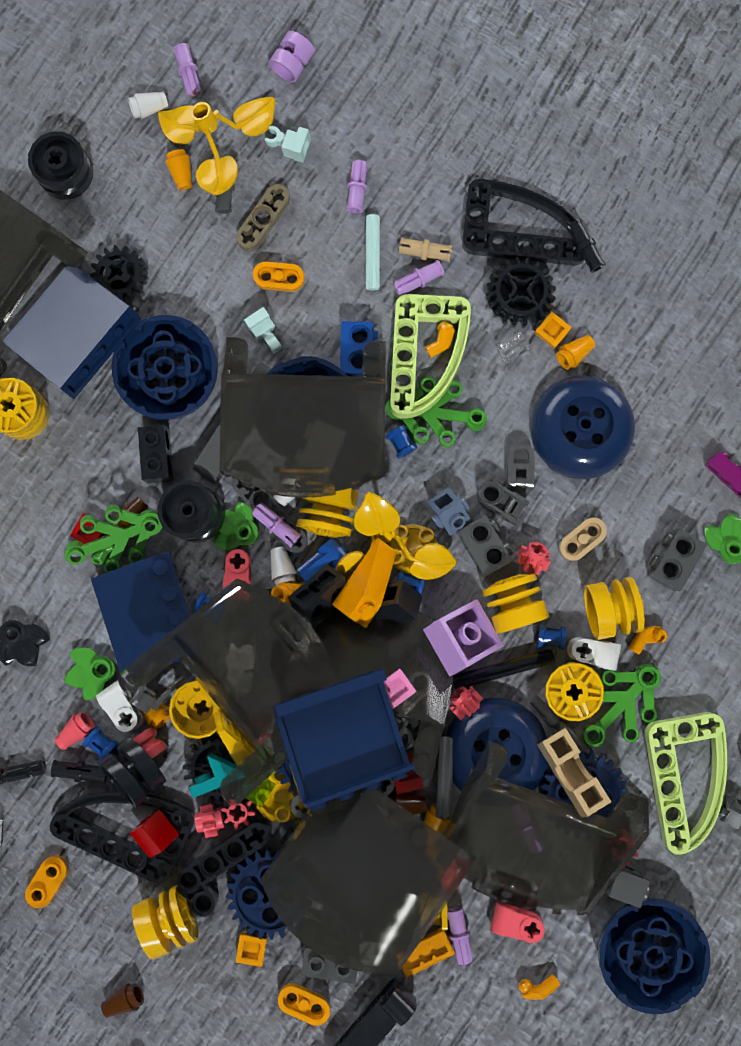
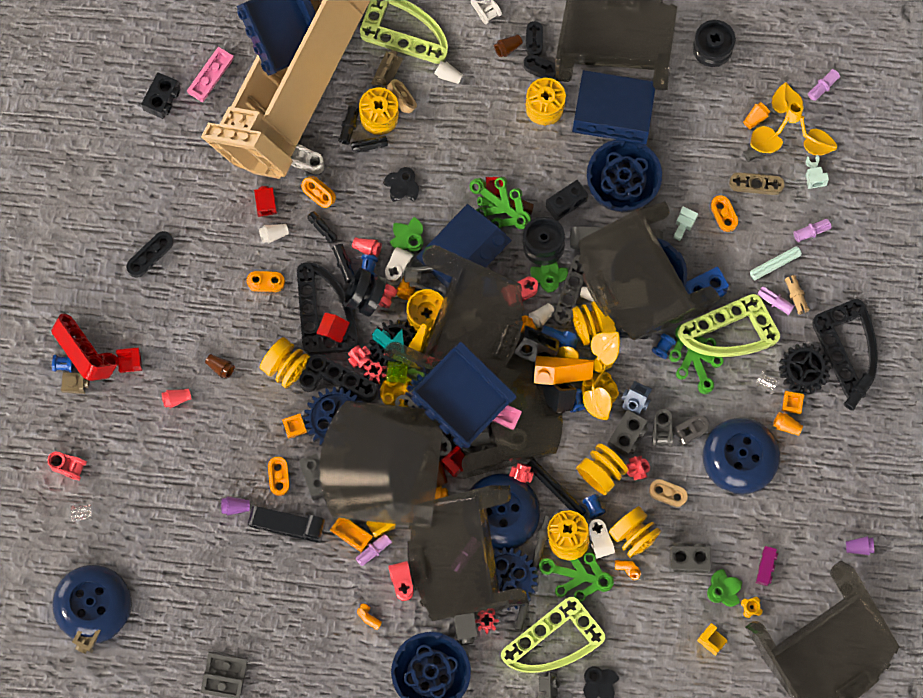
camera: 55 degrees right, 10 degrees down
(123, 265) = (677, 117): black gear -> none
(146, 104) = (786, 73): white cone -> none
(276, 524) = (565, 296): lavender axle -> none
(292, 56) = (870, 143): lavender wheel -> none
(444, 339) = (745, 338): light orange arm -> none
(444, 779) = (468, 483): dark grey axle -> none
(463, 637) = (562, 447): lavender brick -> none
(579, 785) = (517, 555): tan arch -> none

